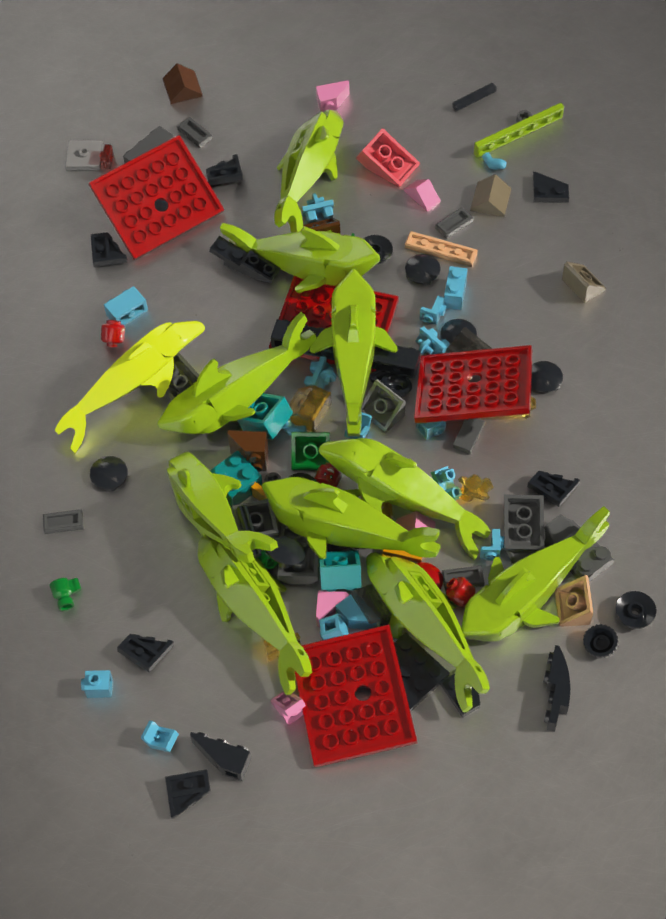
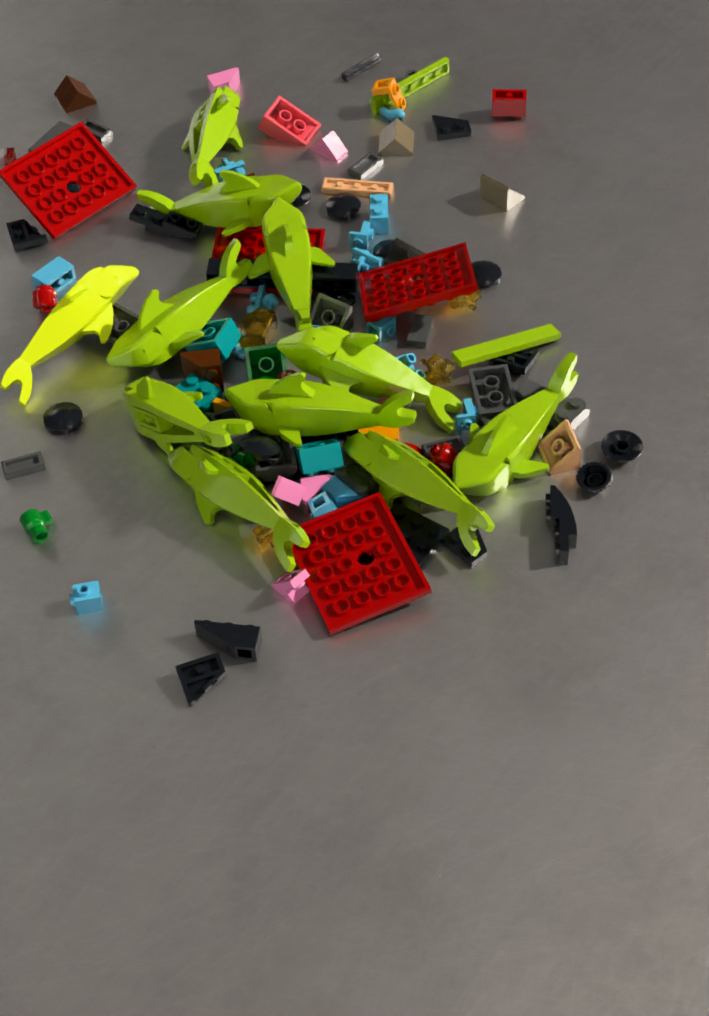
camera: 10 degrees left, 10 degrees down
(144, 650) = (130, 561): black wing -> none
(159, 737) = (162, 634): medium azure bracket -> none
(225, 172) = (132, 157): black wing -> none
(304, 605) = (288, 490): none -> bright pink slope
(494, 135) = (390, 87): none -> light orange bracket
(547, 471) = (505, 345): none -> lime tile
(613, 171) = (509, 102): none -> red brick

